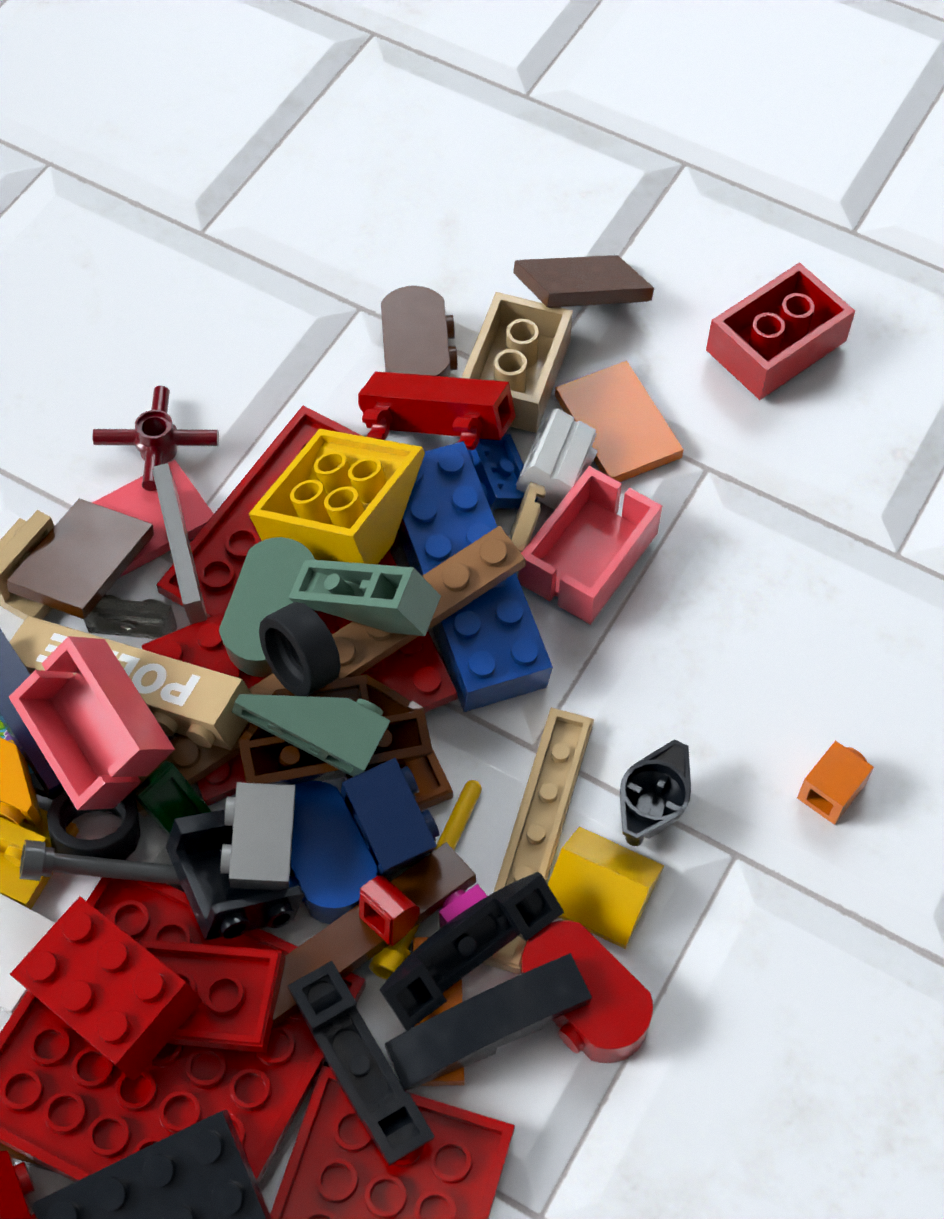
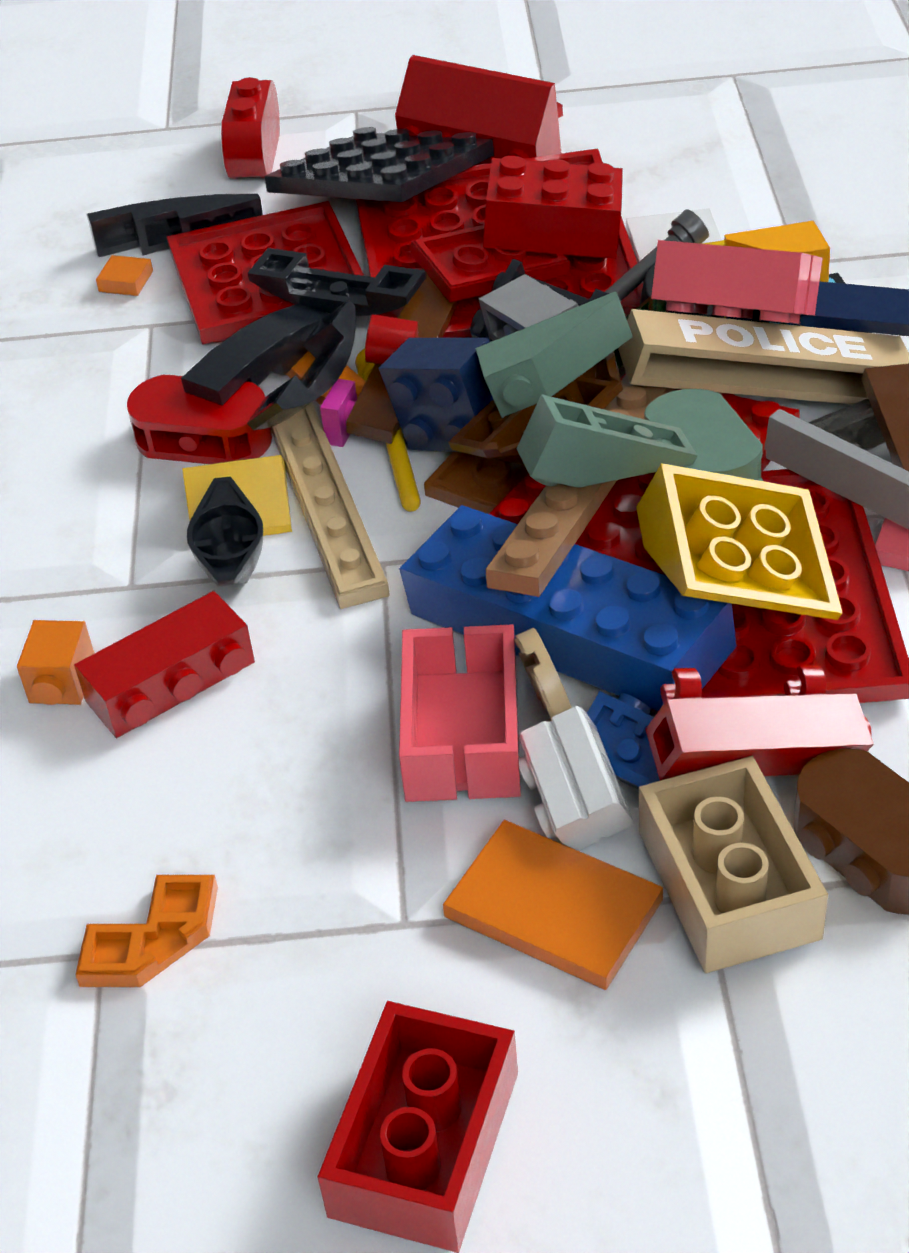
camera: 150 degrees right, 15 degrees down
(299, 649) = (622, 353): black tyre -> none
(583, 281) = (747, 1019): reddish brown tile -> none
(756, 728) = (165, 663): none -> red brick
(878, 536) = (136, 953): none -> orange tile

